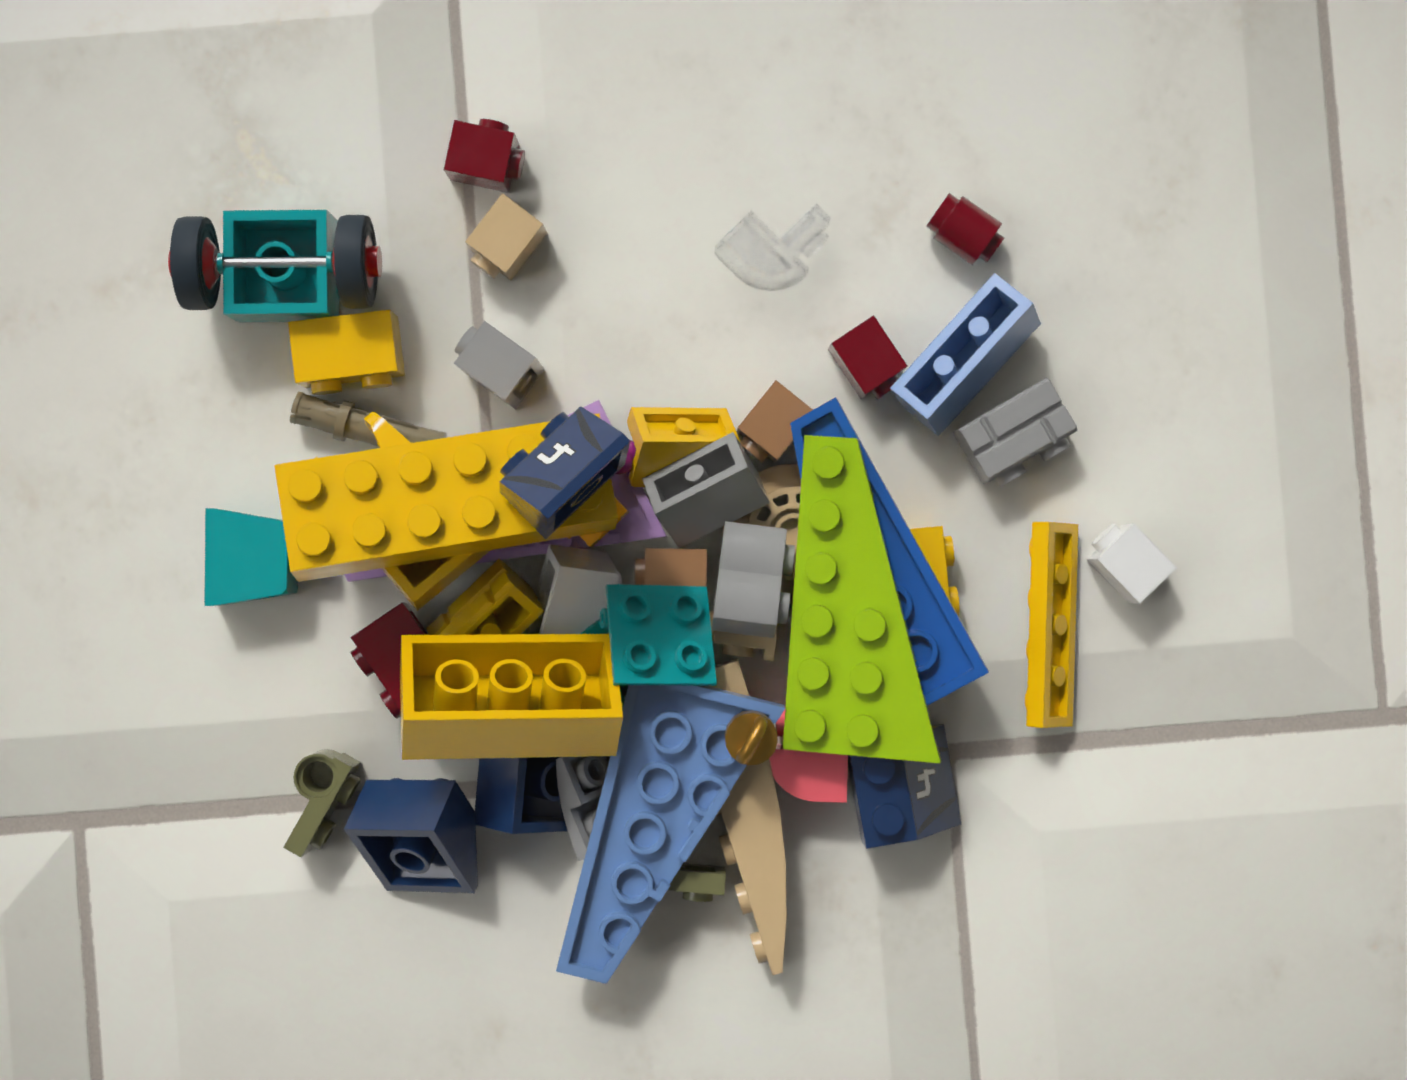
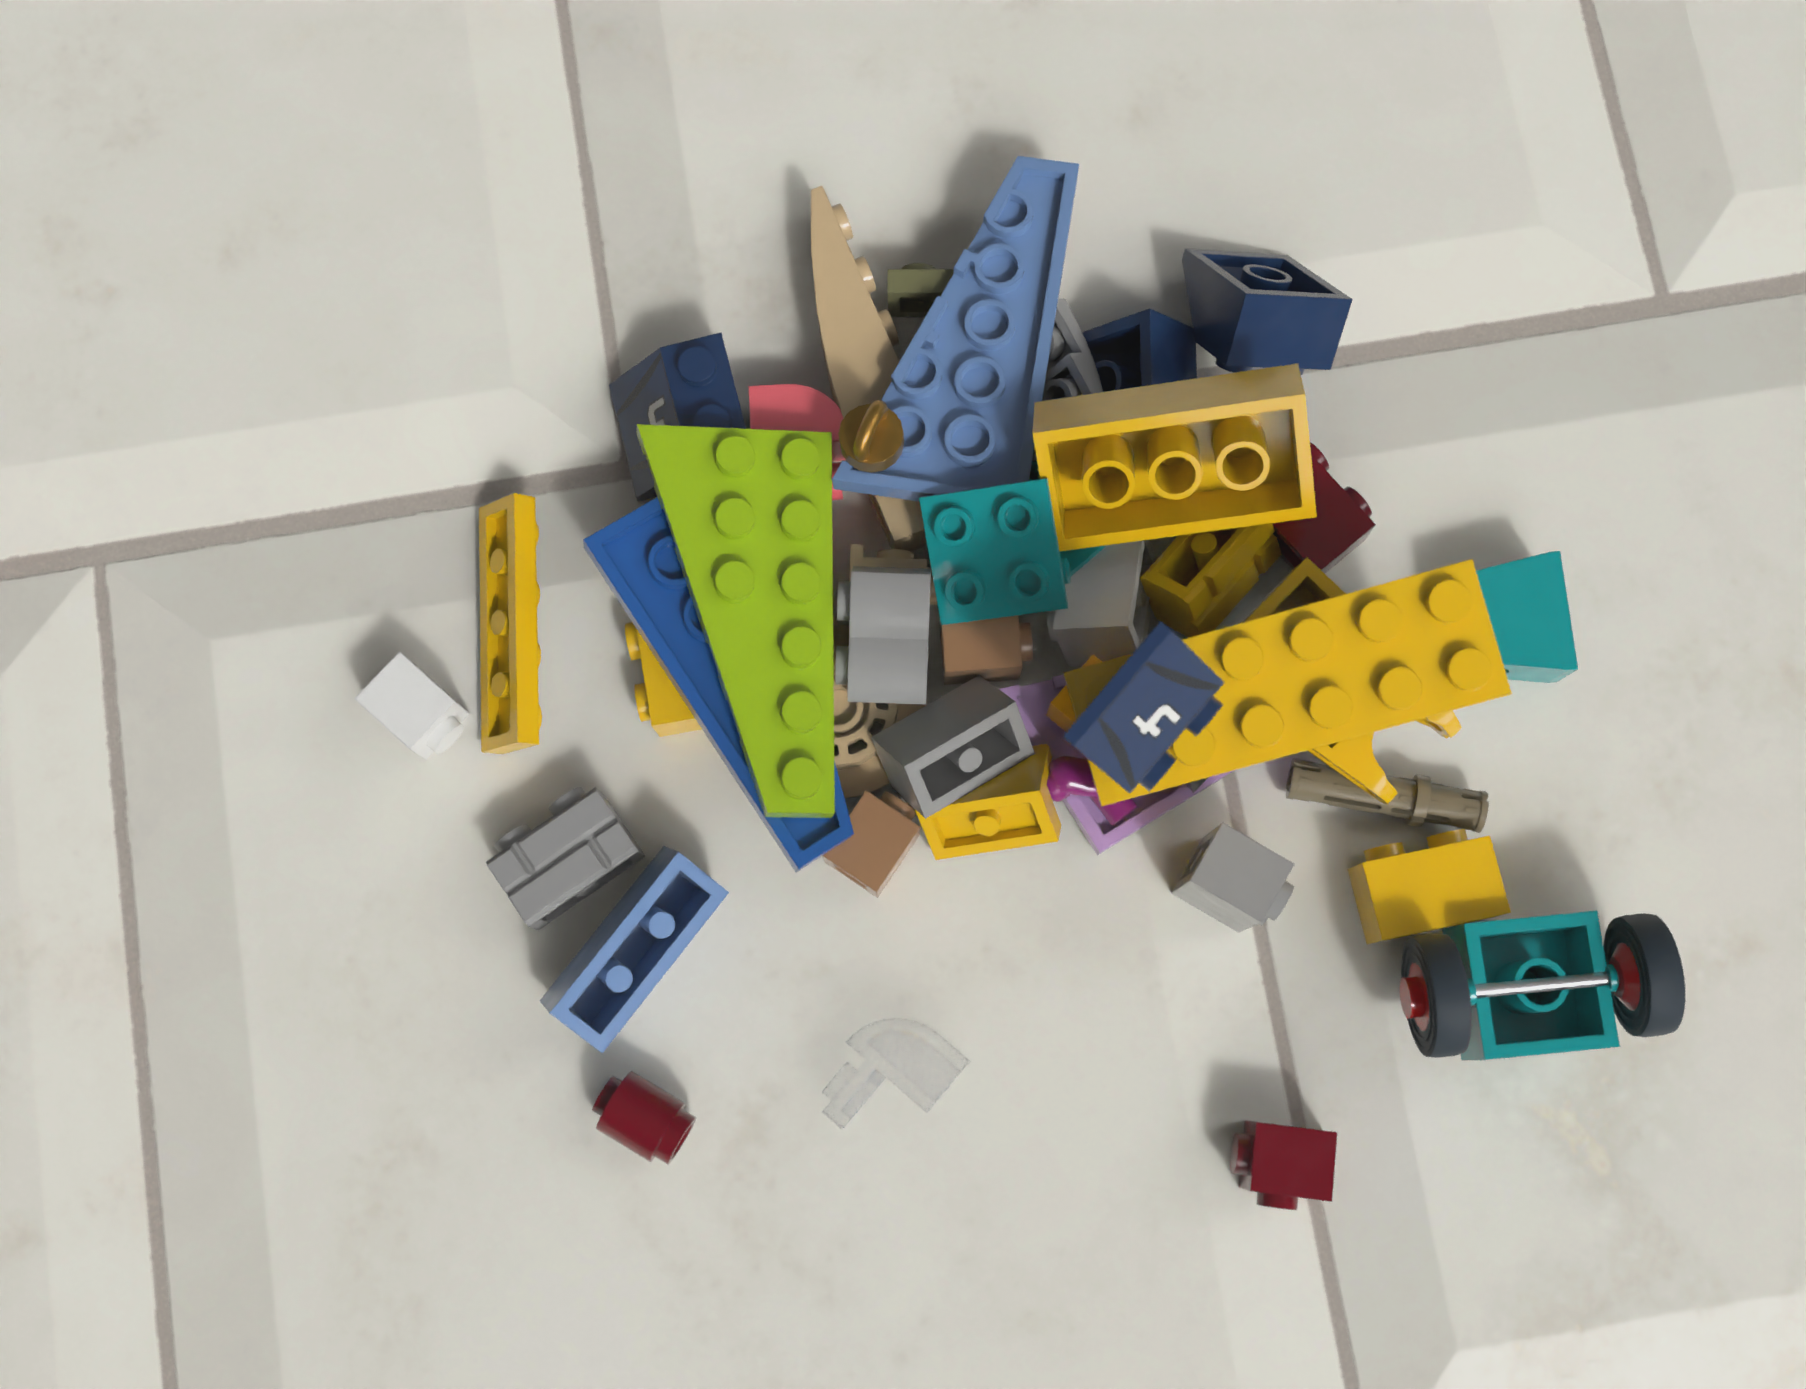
camera: 175 degrees right, 10 degrees down
(314, 824) = (1383, 347): olive plate -> none
(505, 238) = (1244, 1051): tan brick -> none
(868, 359) = (758, 934): dark red brick -> none

